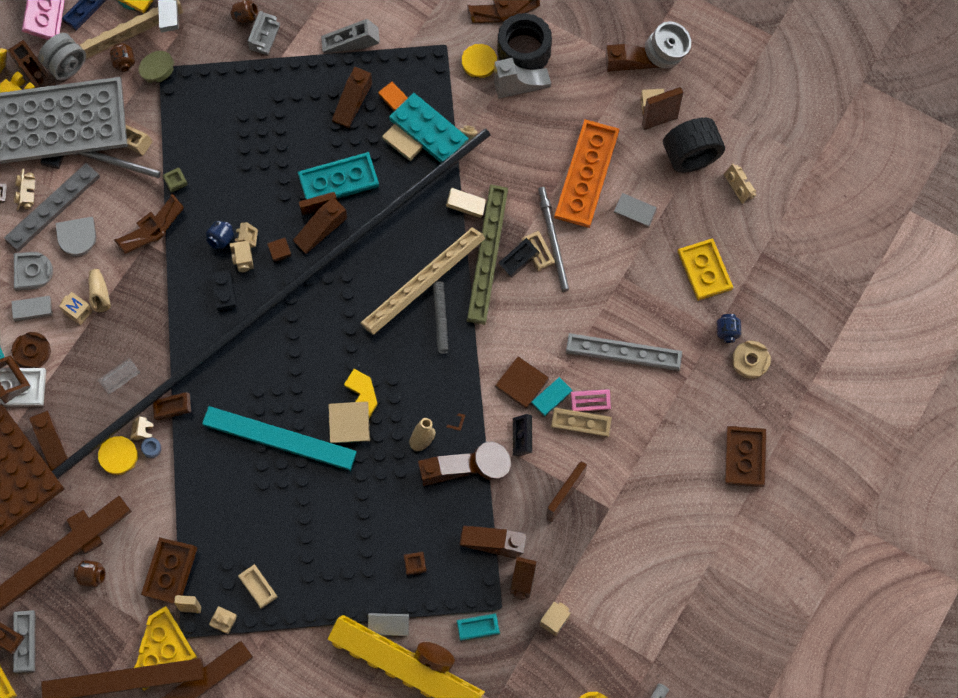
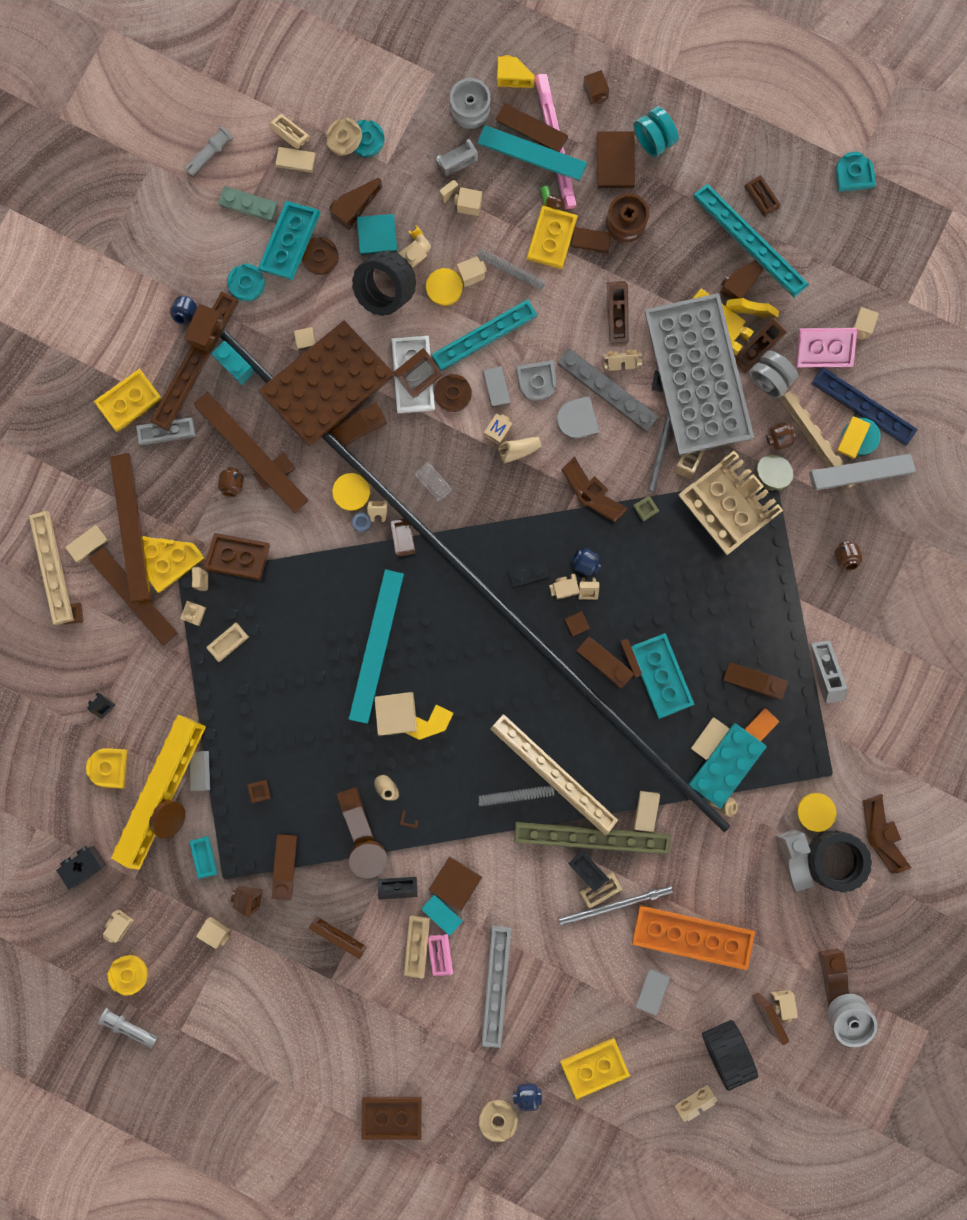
camera: 85 degrees right, 15 degrees up
(179, 104) = (729, 504): none -> tan slope
(263, 33) = (825, 579): light grey hinge -> none

